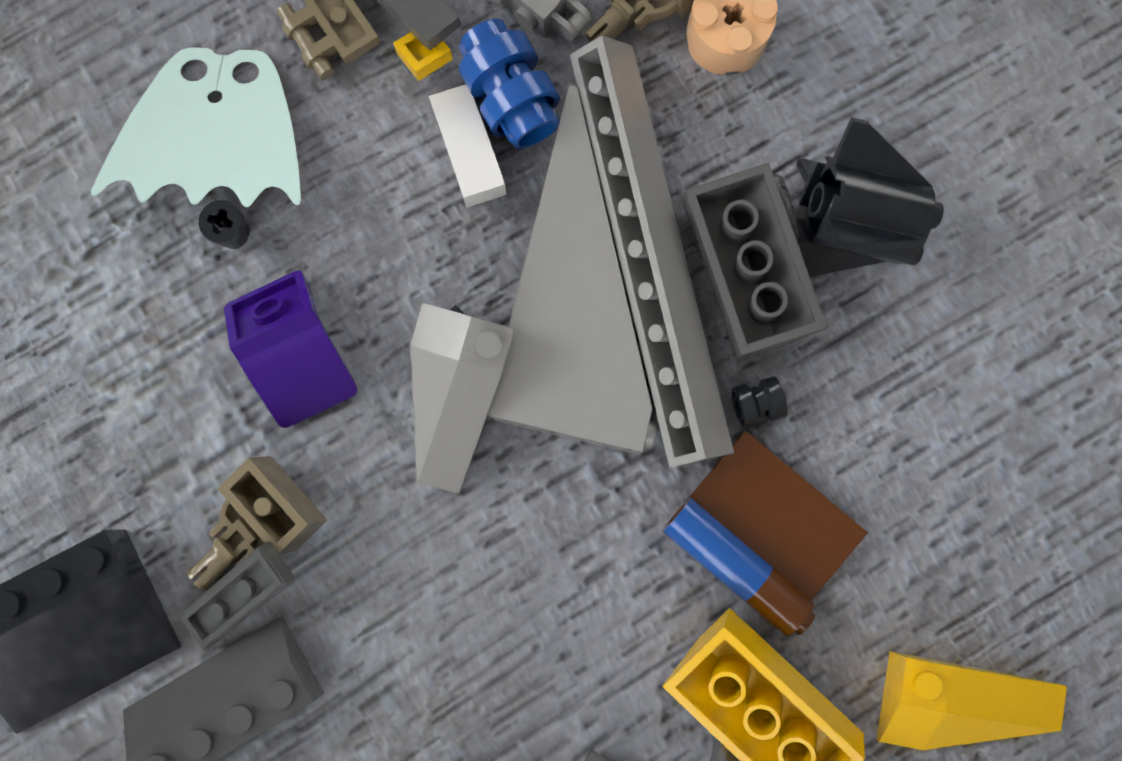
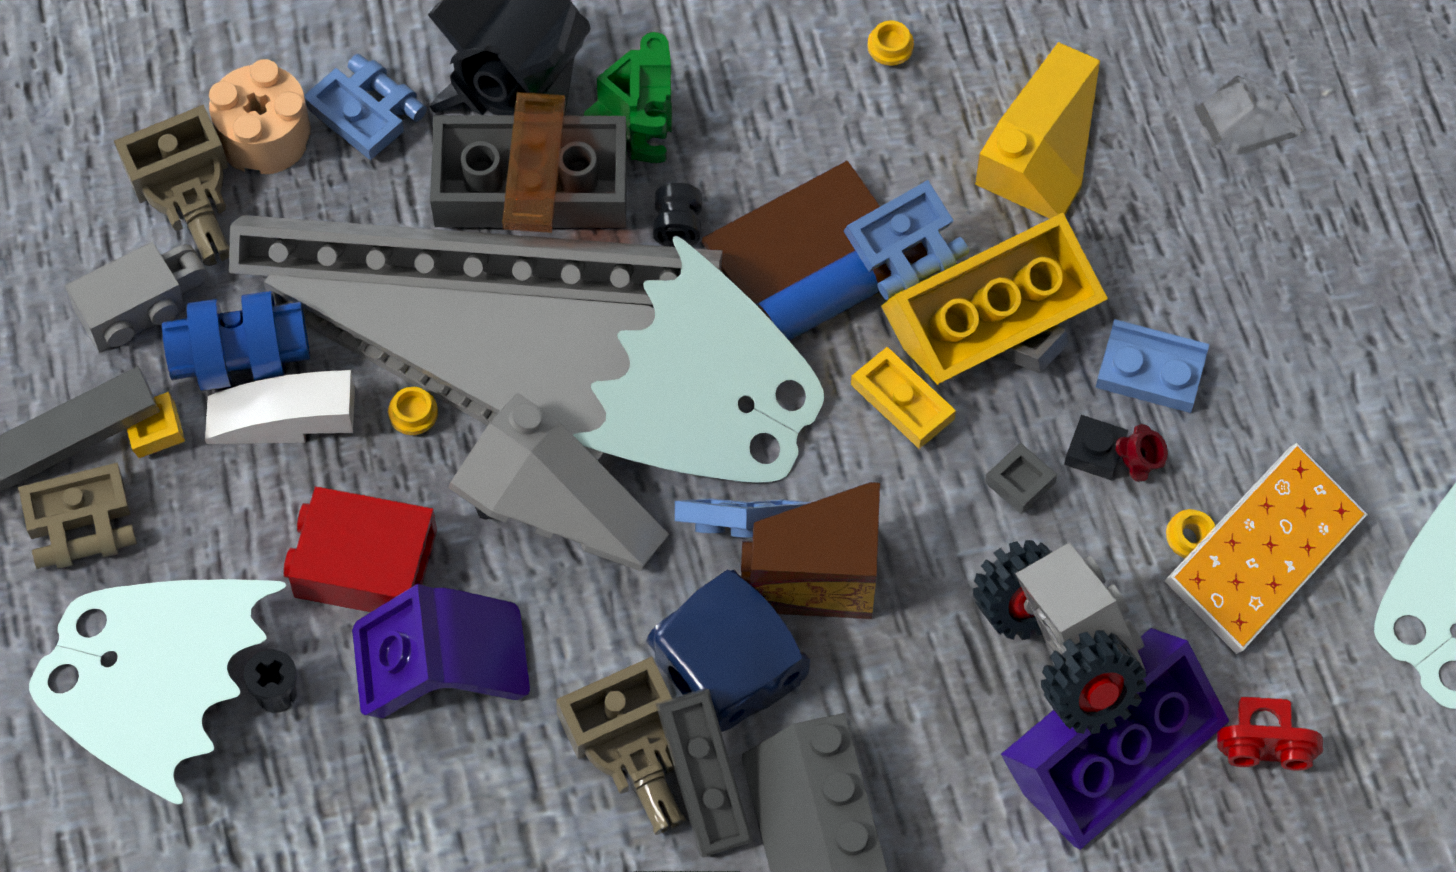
camera: 70 degrees left, 20 degrees down
(351, 580) = (732, 646): none -> dark blue piece
(358, 253) = (358, 549): none -> red brick
(455, 635) = (818, 556): none -> reddish brown slope
(473, 558) = (714, 514): none -> medium blue plate
(503, 248) = (412, 411): none -> yellow plate
(600, 466) = (687, 378): none -> light aqua piece
(646, 654) = (903, 397): none -> yellow plate
(750, 264) = (534, 162): none -> clear orange tile
(766, 98) = (358, 116): none -> medium blue plate
(796, 607) = (899, 226): none -> medium blue plate
(858, 330) = (641, 91): none -> green piece
(1006, 533) = (890, 43): none -> yellow plate

